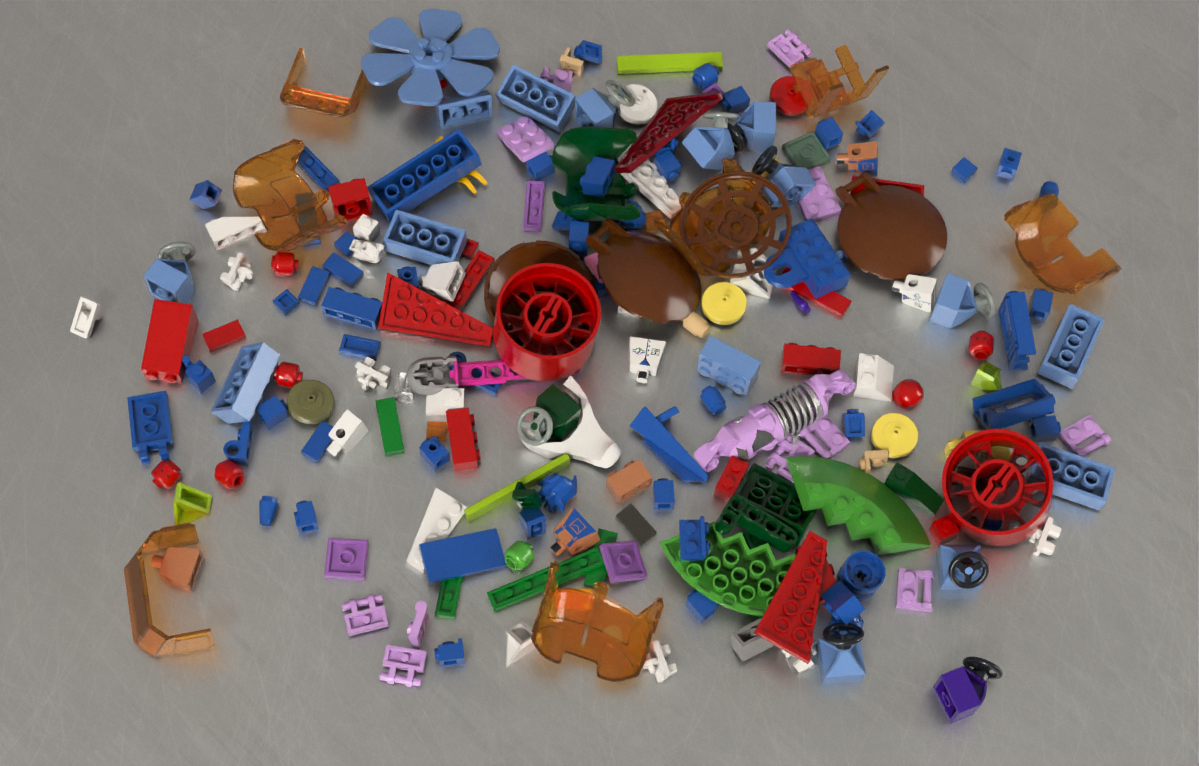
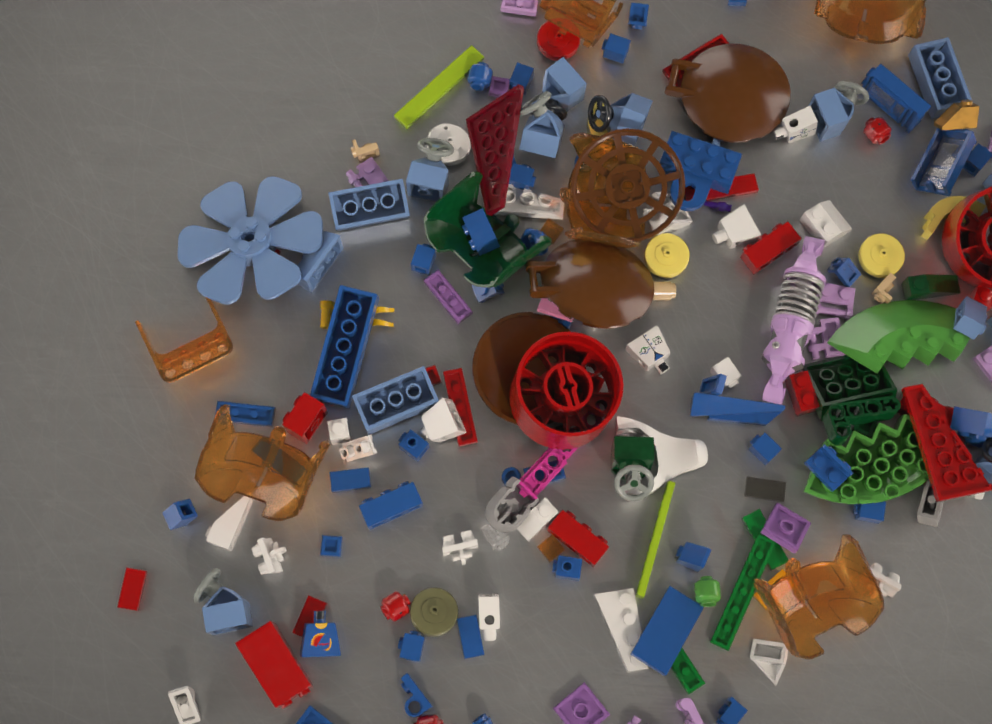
camera: 40 degrees left, 10 degrees up
(128, 219) = (132, 589): none -> red tile
(198, 374) = (324, 669): blue brick -> none
(216, 350) = (320, 638): none -> blue torso
(245, 383) = (372, 644): medium blue brick -> none
(284, 263) = (303, 519): red head -> none
(305, 517) = (520, 707): blue brick -> none
(314, 285) = (340, 513): blue tile -> none
(344, 243) = (333, 456): blue tile -> none
(359, 347) = (426, 532): blue tile -> none
(389, 426) = (511, 575): green tile -> none
(419, 313) = (450, 464): red wing -> none
(525, 138) = (391, 246): lavender plate -> none
(525, 497) = (678, 543): dark green bracket -> none
(557, 491) = (689, 516): blue hair -> none
(574, 534) = (732, 539): torso -> none
(577, 238) = (515, 297): blue brick -> none
(588, 51) = (369, 130): blue bracket -> none
(628, 481) = (730, 460): nougat brick -> none
(686, 419) = (727, 368): none -> white brick
(713, 400) = (730, 341): blue brick -> none
(728, 366) = (720, 305): medium blue brick -> none
(797, 326) = (737, 229): none -> white torso
(806, 151) = (611, 78): sand green tile -> none
(820, 201) = (661, 112): lavender plate -> none
(860, 158) = (659, 49): nougat torso -> none
(866, 567) = (966, 380): blue wheel -> none
(908, 393) = (859, 213): red hair -> none
(917, 529) = (970, 318): none -> medium blue brick
(987, 378) = (902, 152): lime slope -> none
(1040, 304) = (889, 59): blue brick -> none
(1055, 380) = (959, 116): none -> pearl gold slope

